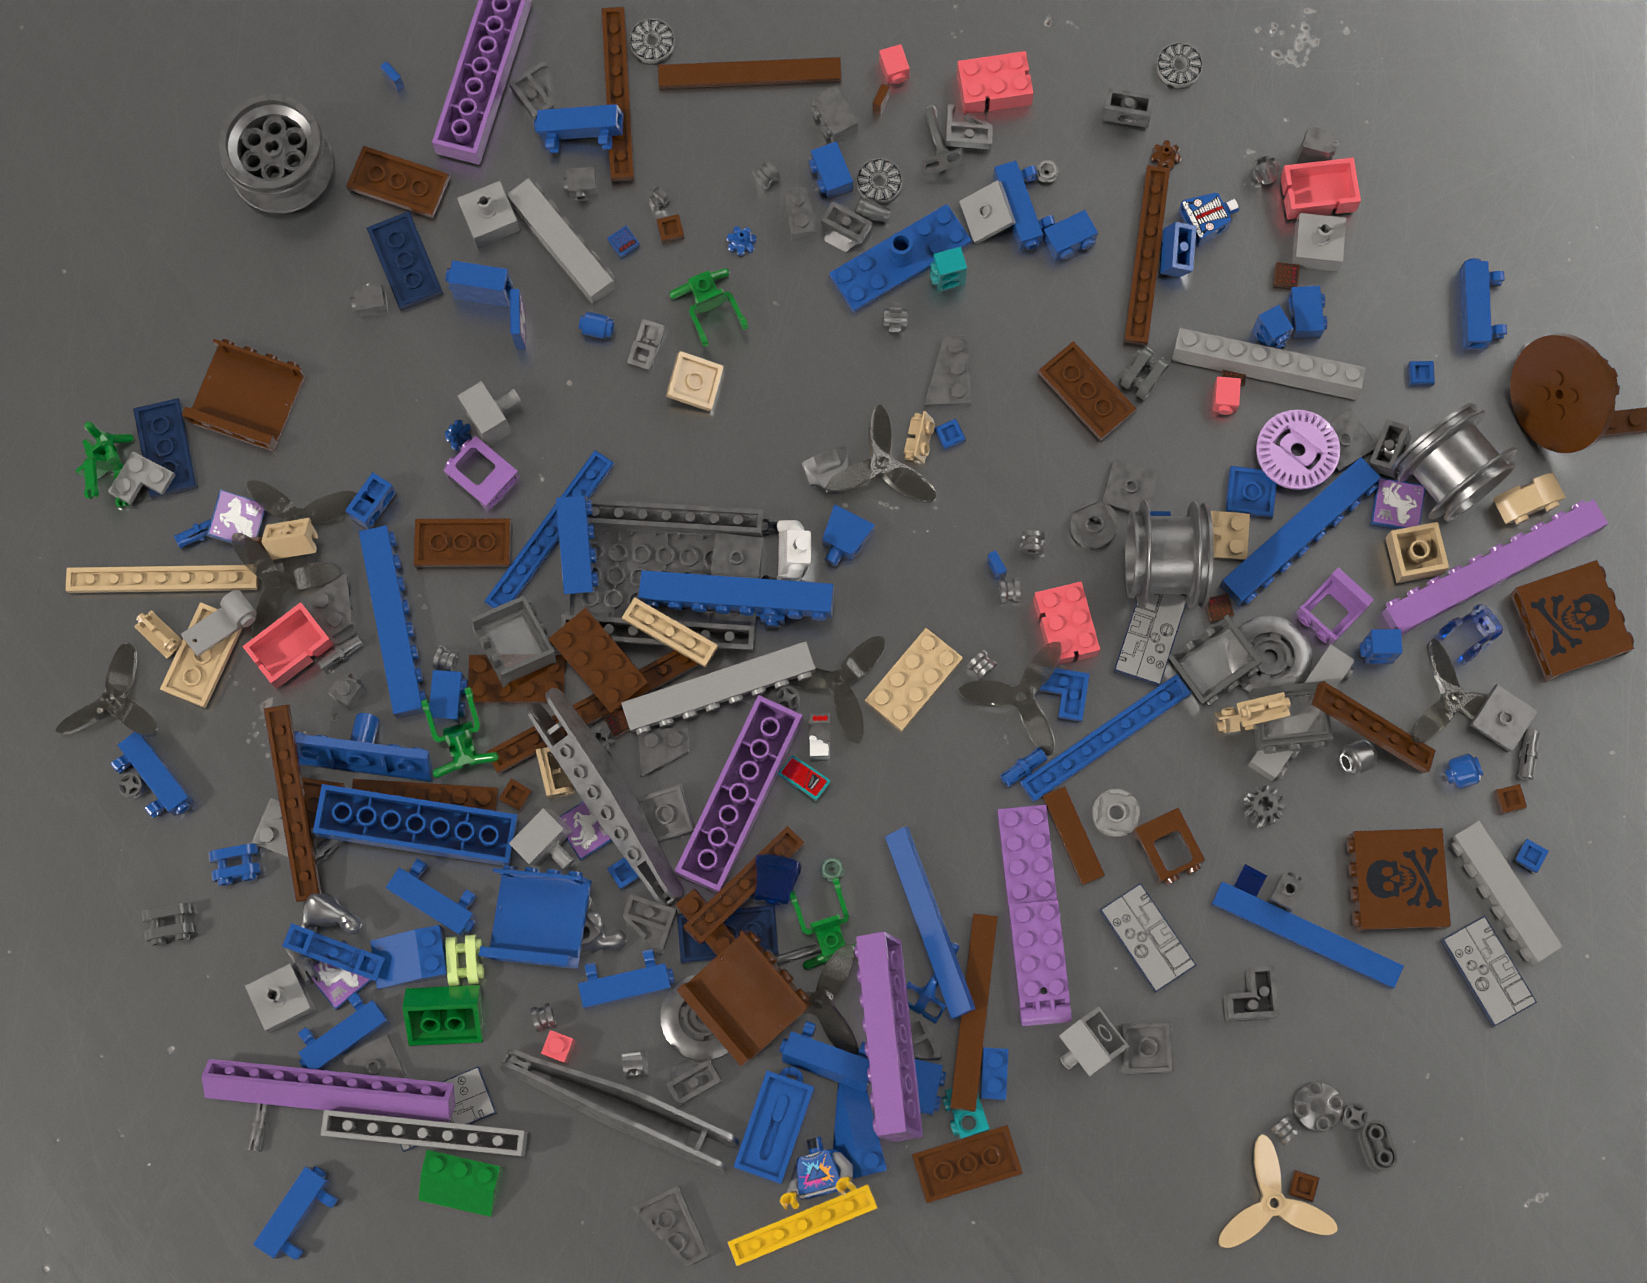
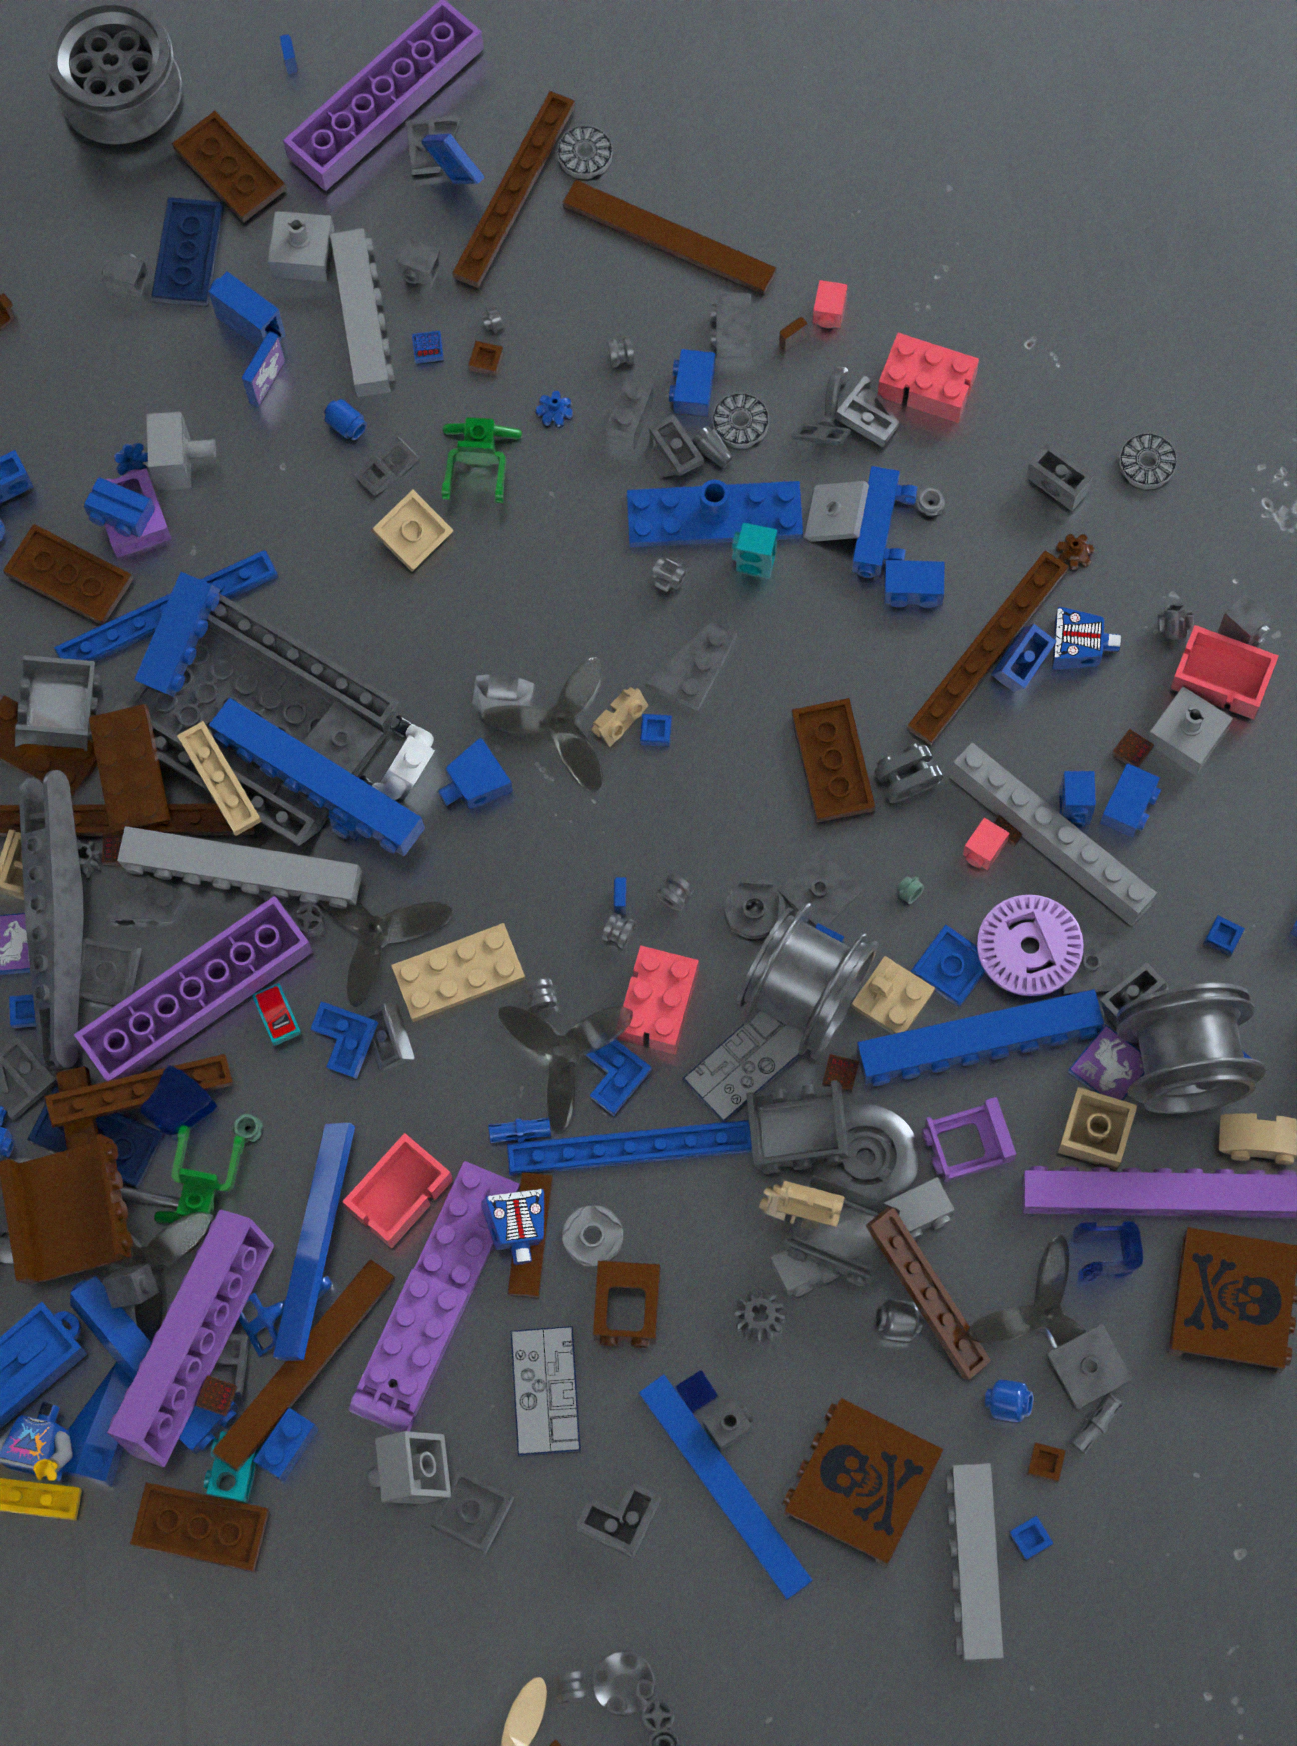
camera: 30 degrees right, 5 degrees down
(476, 475) = (119, 508): none -> blue brick
(564, 93) = (452, 159): none -> blue tile
(579, 122) = (451, 197): blue brick -> none
(819, 736) = (319, 977): flat silver leg -> none
(823, 1024) = (130, 1285): none -> flat silver brick
(866, 762) = (352, 1036): none -> blue plate
(891, 751) = (390, 1038): none -> flat silver slope
(929, 1067) = (216, 1396): none -> tile
(966, 855) = (397, 1190): none -> coral piece
(1063, 832) = (515, 1222): none -> torso
(1192, 454) = (909, 889): none -> sand green plate
(1381, 646) = (993, 1210): blue brick -> none
(1488, 971) = (906, 1641): light grey tile -> none

